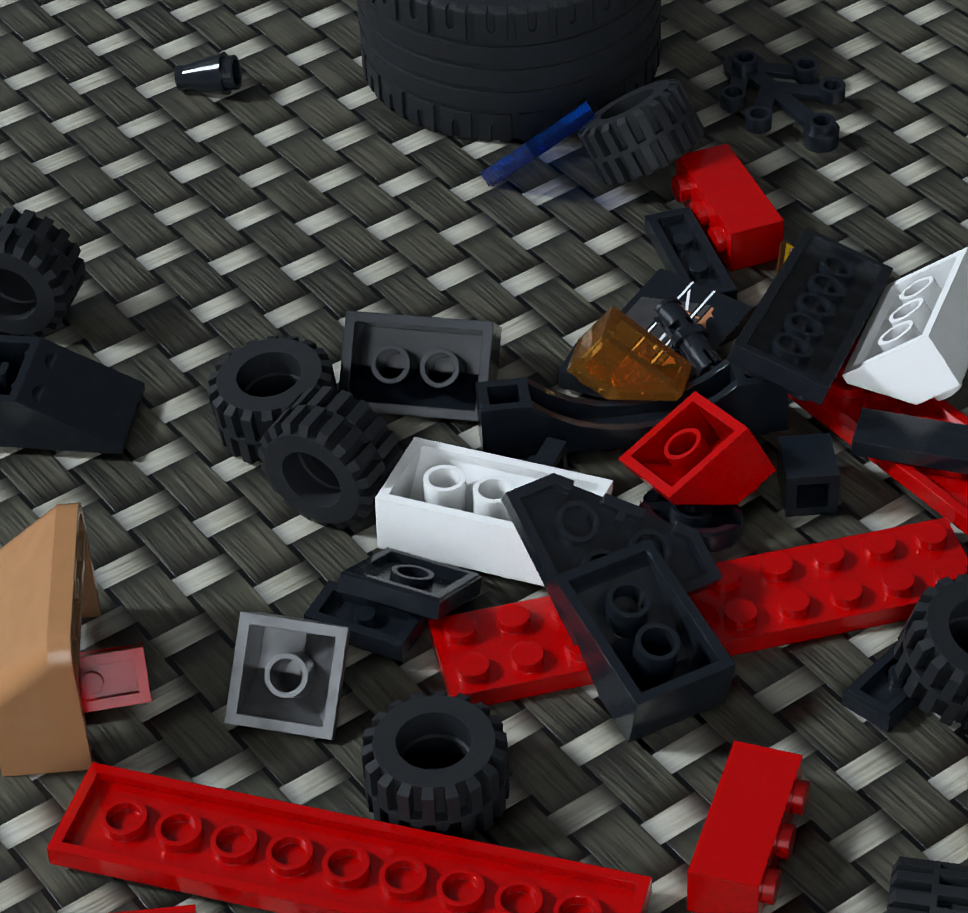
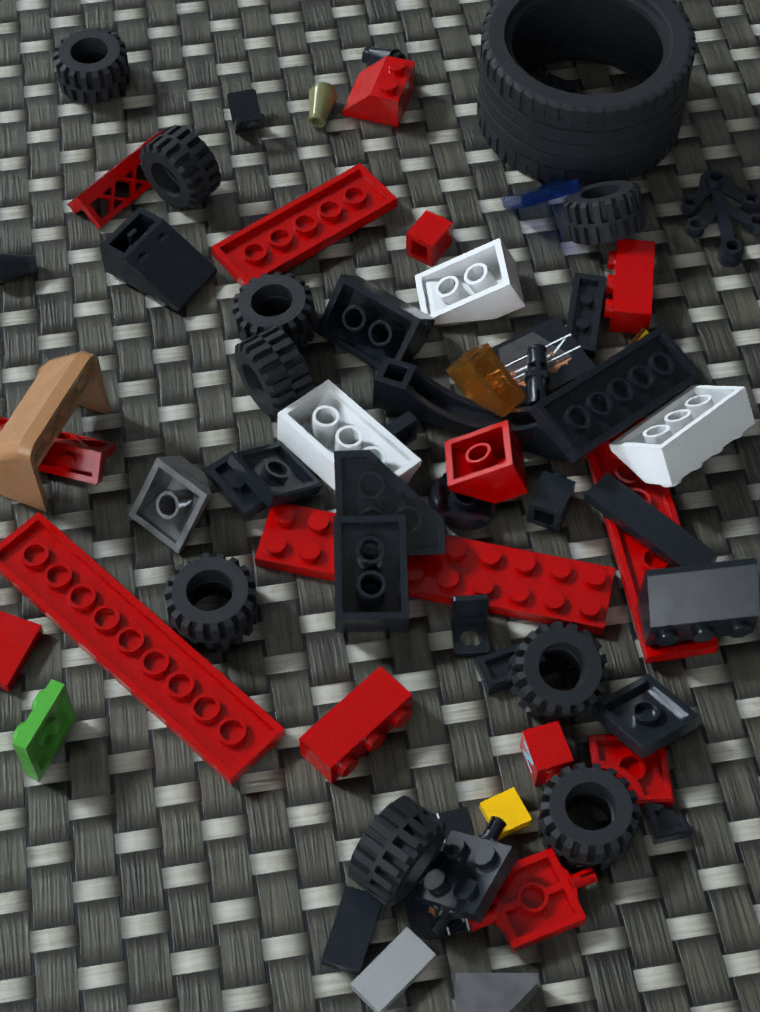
camera: 25 degrees right, 15 degrees up
(54, 191) = (245, 110): none -> black bracket
(155, 146) = (321, 101): none -> olive cone
(231, 108) = (382, 91): none -> red slope
(234, 293) = (305, 225): none -> red plate
(421, 246) = (429, 238): none -> red brick
(522, 274) = (471, 286): none -> white slope
(800, 647) = (468, 614): none -> black bracket

